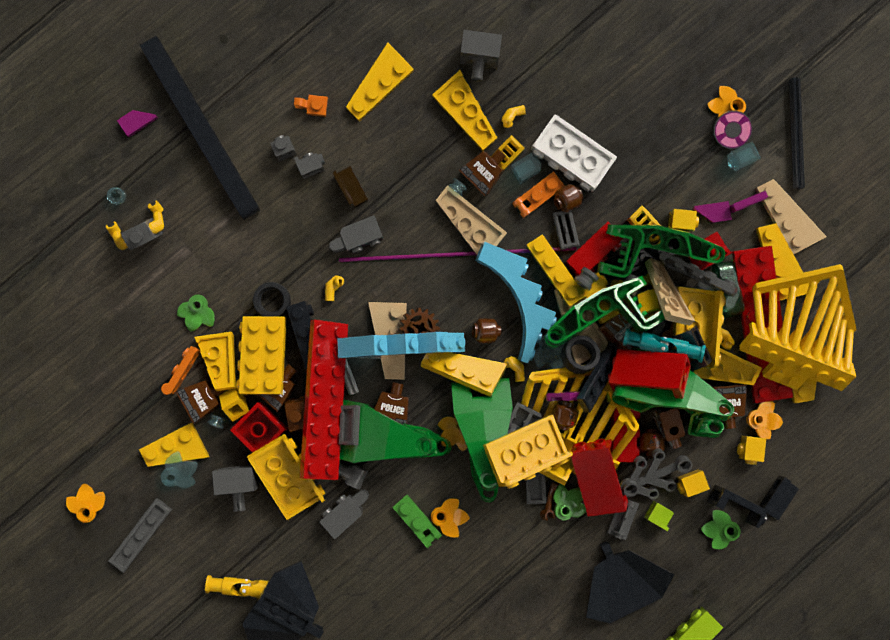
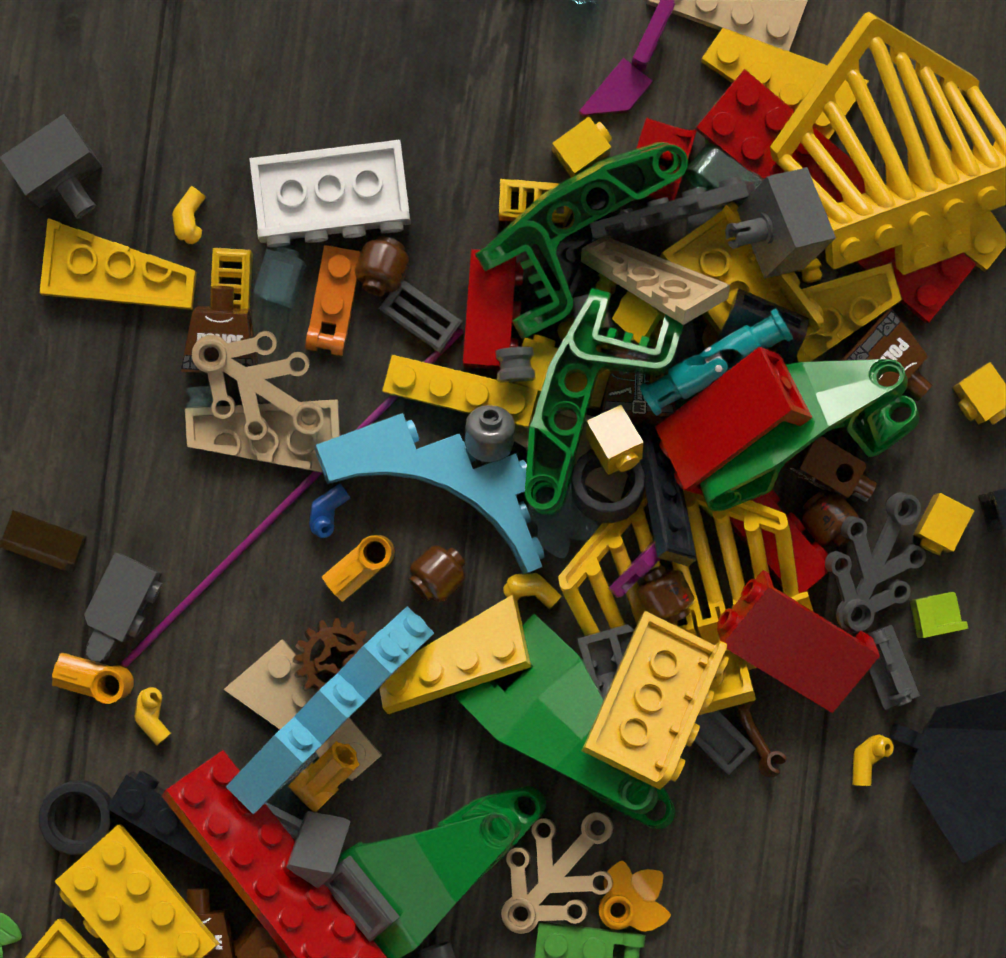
camera: 40 degrees left, 0 degrees up
(323, 253) = (89, 678): none -> light orange piece
(351, 392) = (318, 847): none -> dark grey slope
(373, 368) = (320, 779): none -> light orange piece
(393, 404) = (399, 807): reddish brown torso -> none
(427, 482) = (552, 878): none -> tan plant
(452, 432) = (522, 770): light orange plate -> none
(456, 301) = (356, 568): none -> light orange piece
(465, 268) = (323, 511): none -> blue arm
(482, 197) = (252, 381): none -> tan plant
(553, 296) = (489, 433): none -> dark grey head
(569, 499) = (787, 711): bright green plate -> none
(585, 544) = (867, 755): none -> yellow arm
(598, 340) = (614, 440): none -> brick
(736, 316) = (783, 223): none -> dark grey brick
(766, 419) = (968, 330): light orange plate -> none

